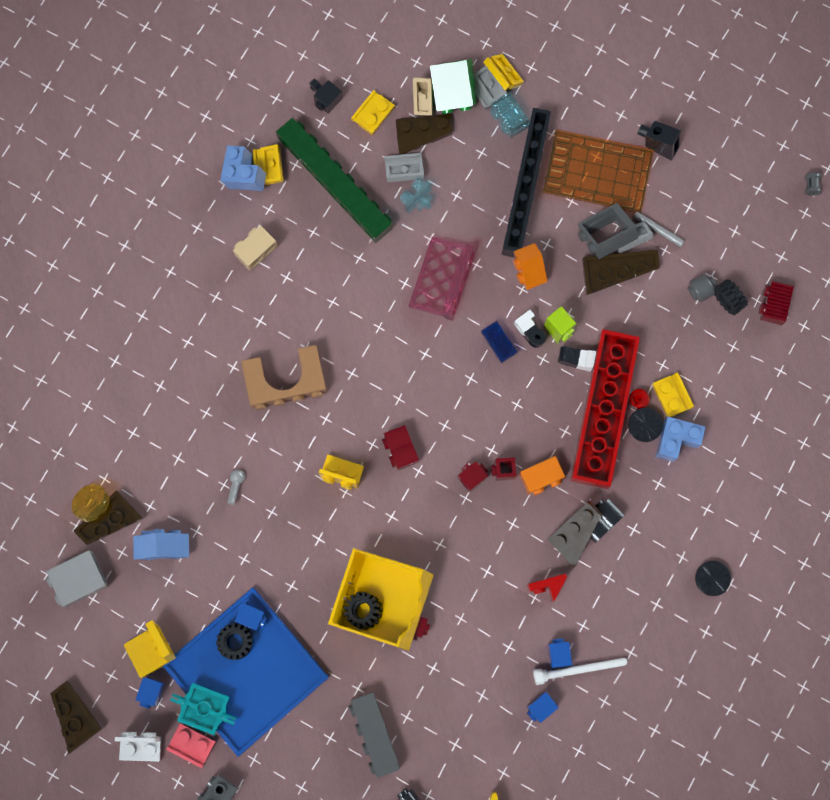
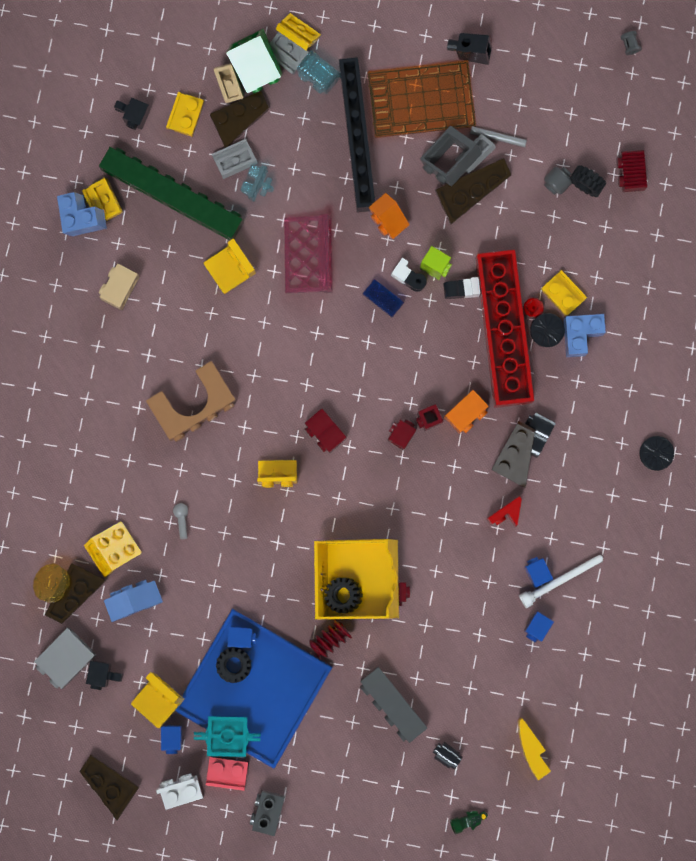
camera: 20 degrees left, 5 degrees up
(104, 606) = (100, 673): none -> black brick
(160, 490) = (112, 548): none -> yellow bracket
(334, 649) = (329, 639): none -> dark red piece
(364, 265) = (229, 267): none -> yellow bracket

